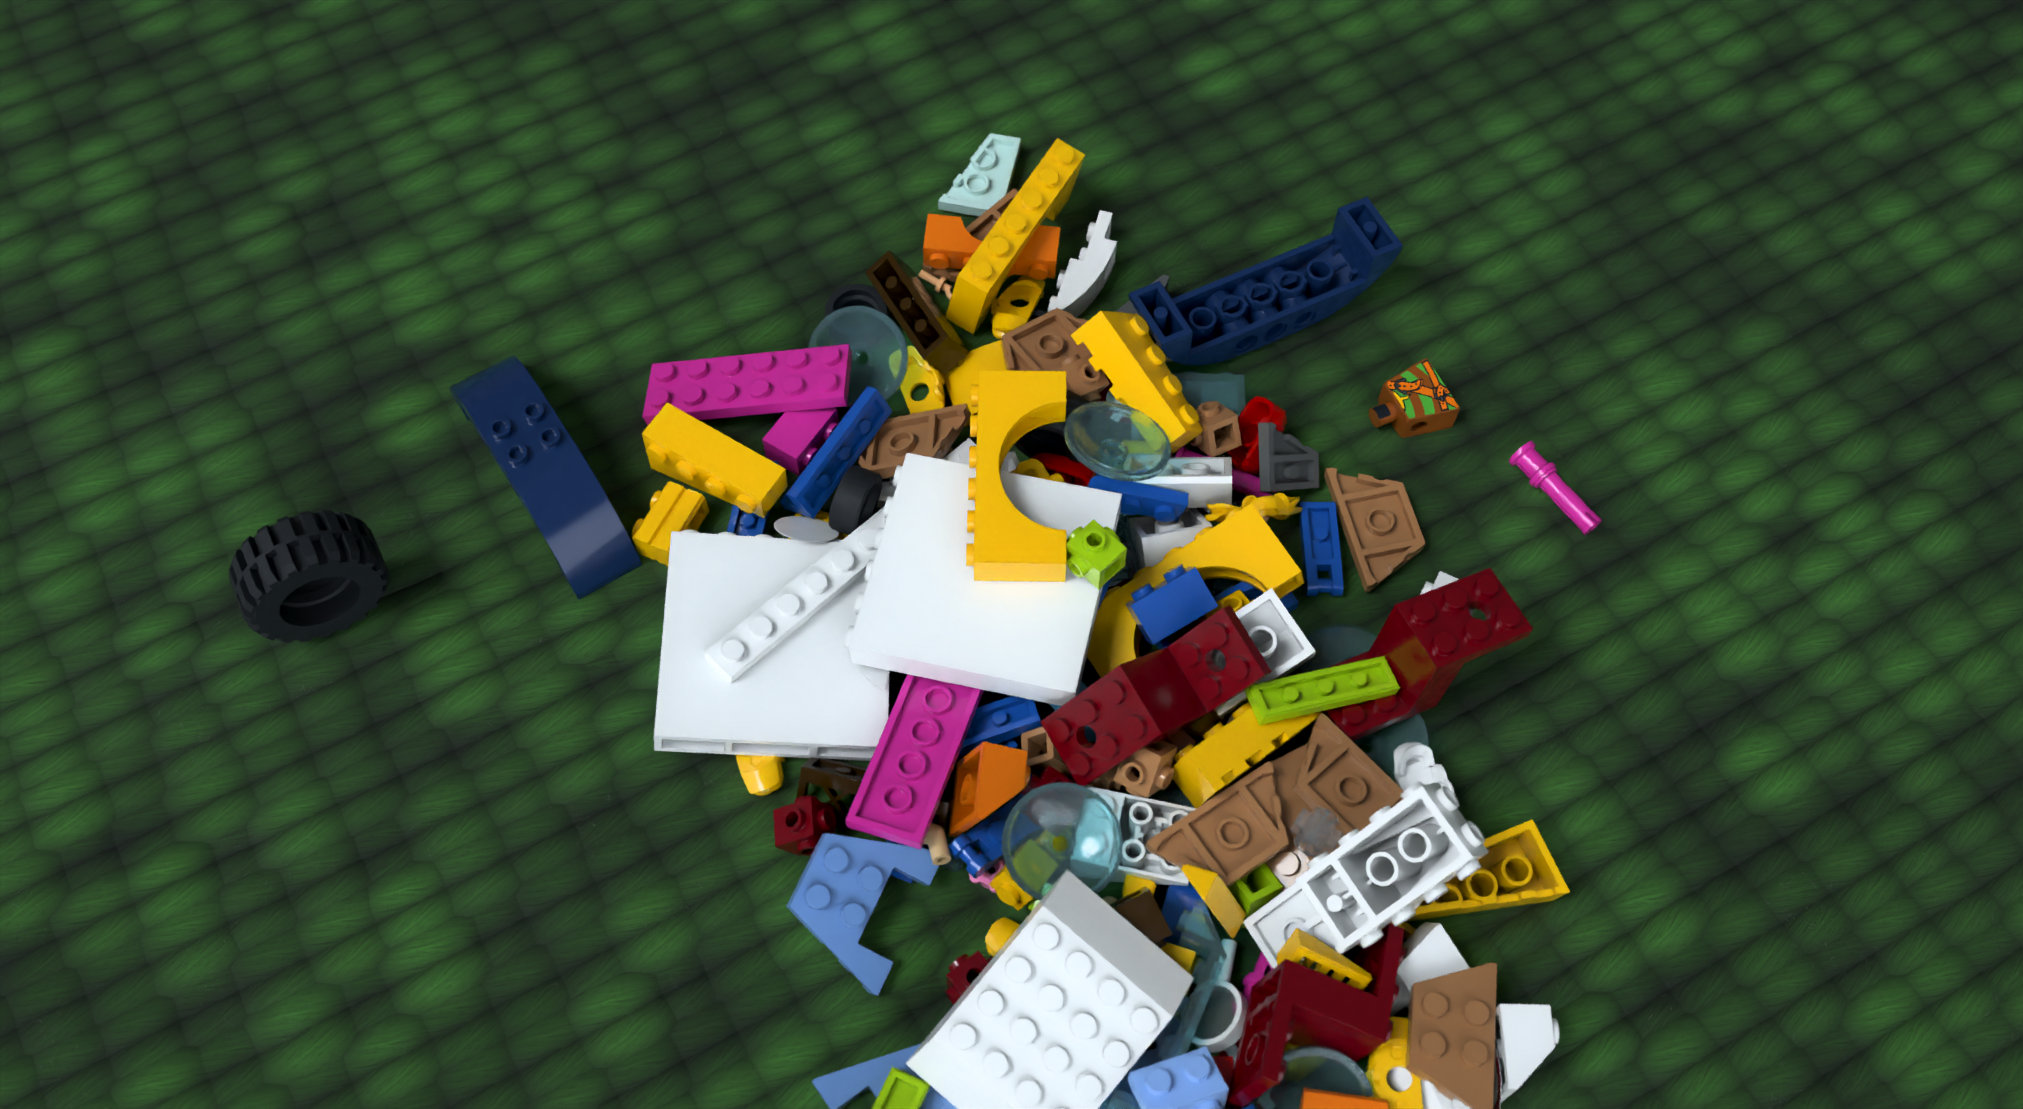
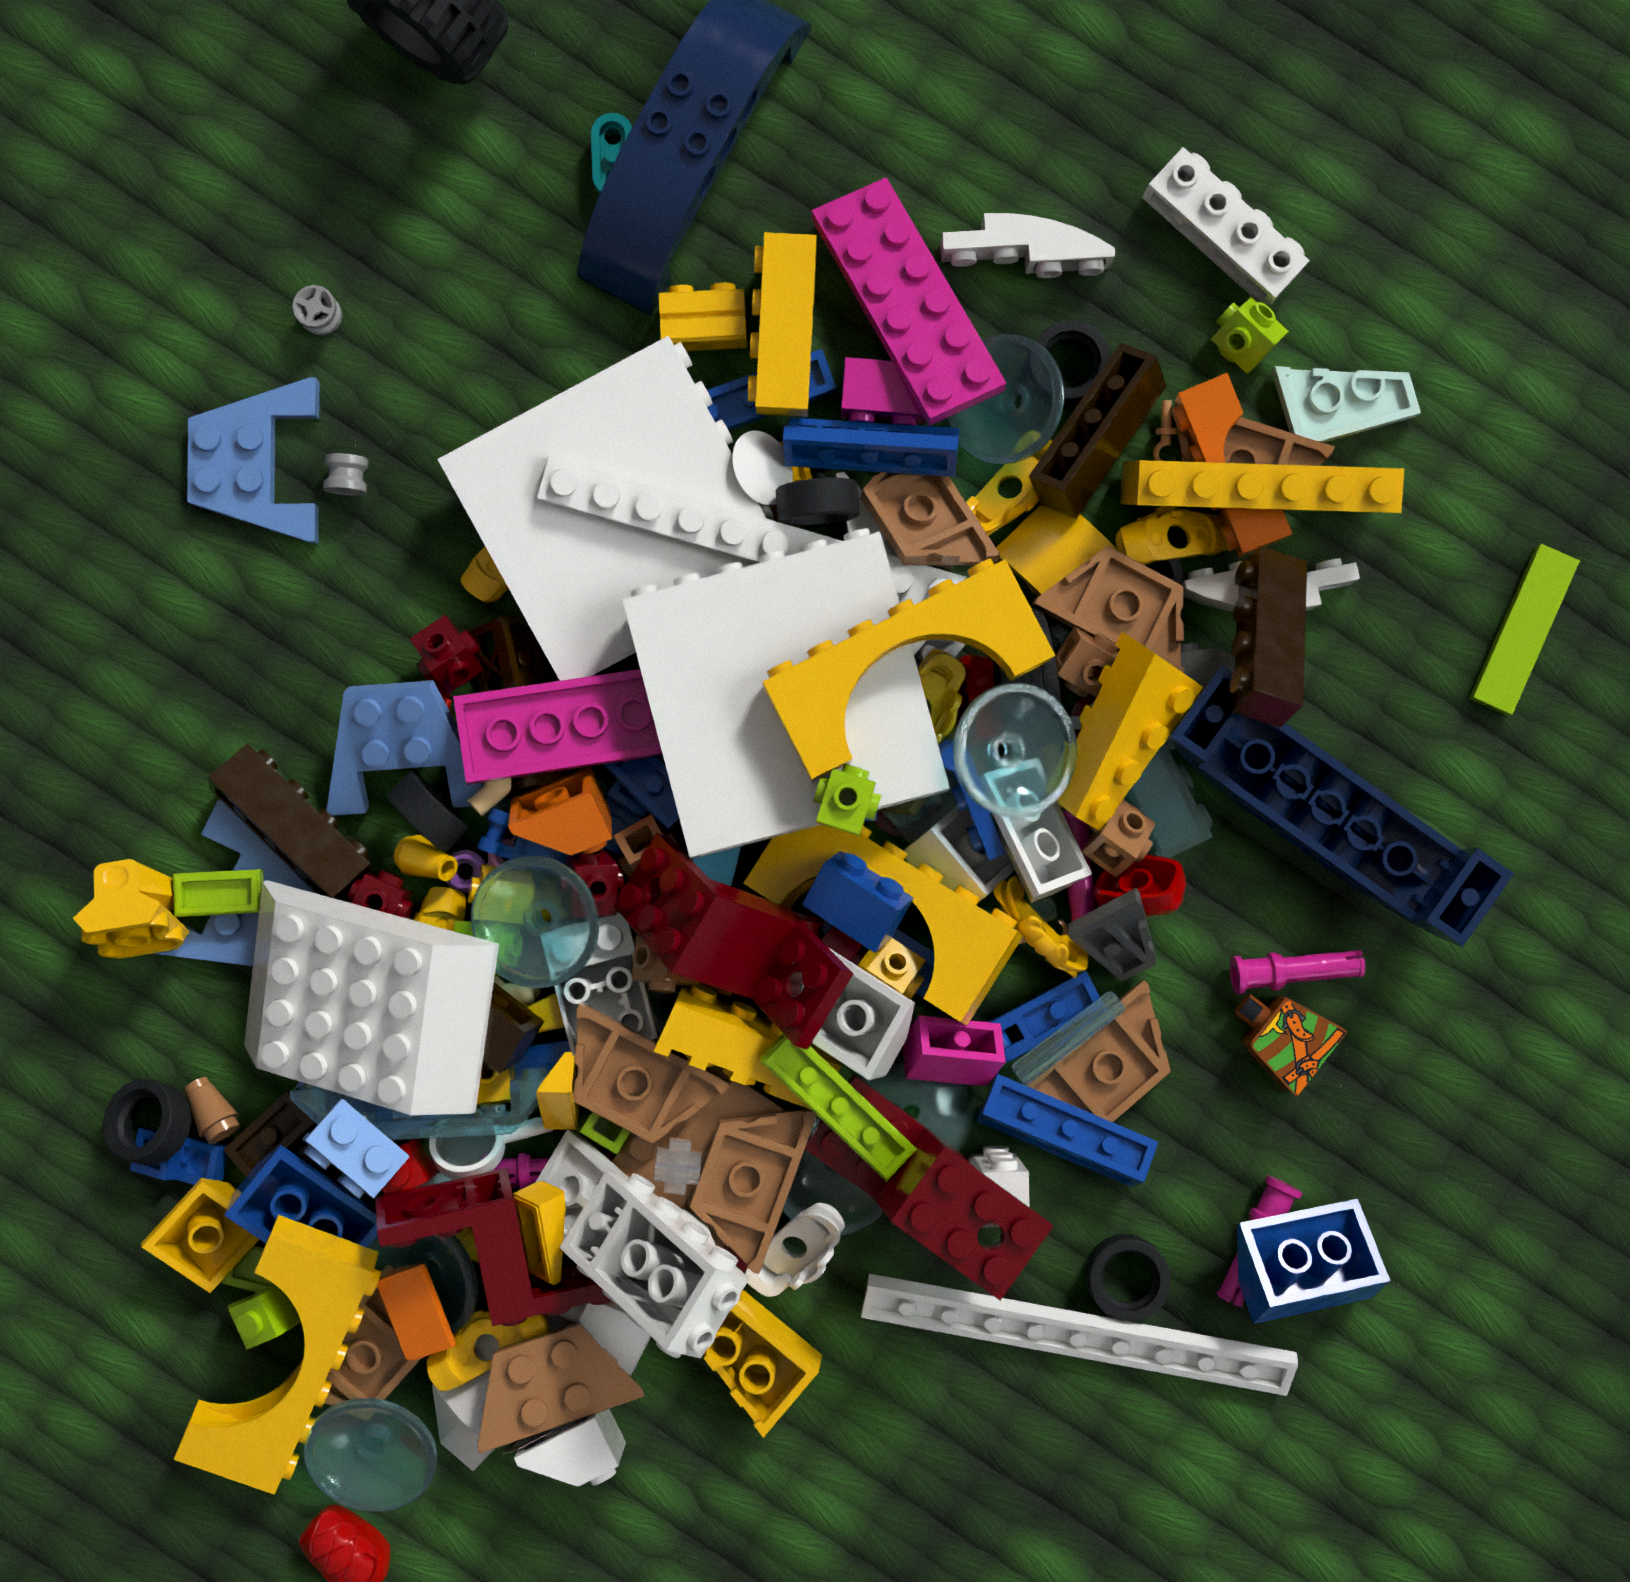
camera: 60 degrees right, 25 degrees up
(465, 786) = (310, 303): none -> light grey wheel
(513, 529) = (603, 153): none -> teal plate
(545, 923) = (235, 460): none -> medium blue wing
(613, 836) = (345, 474): none -> light grey wheel
(760, 295) = (1043, 242): none -> white slope
(827, 188) = (1225, 227): none -> white brick
(865, 1026) = (288, 823): none -> dark brown brick
(917, 204) = (1248, 333): none -> lime brick
(922, 901) = (428, 811): none -> black tyre
(957, 931) = (421, 858): none -> yellow cone
(980, 898) = (471, 858): none -> medium lavender plate
(1126, 259) = (1269, 637): none -> dark brown brick
(1199, 151) = (1524, 629): none -> lime tile
(1321, 605) = (952, 1051): none -> dark pink brick
(1345, 533) = (1068, 1038): none -> clear light blue axle
(1361, 387) = (1276, 970): none -> dark pink pin
(1419, 561) = (1067, 1131): none -> blue fence
(1556, 562) = (1160, 1282): none -> black tyre
(1573, 641) = (1079, 1334): none -> white plate
(1586, 456) = (1308, 1261): none -> blue slope

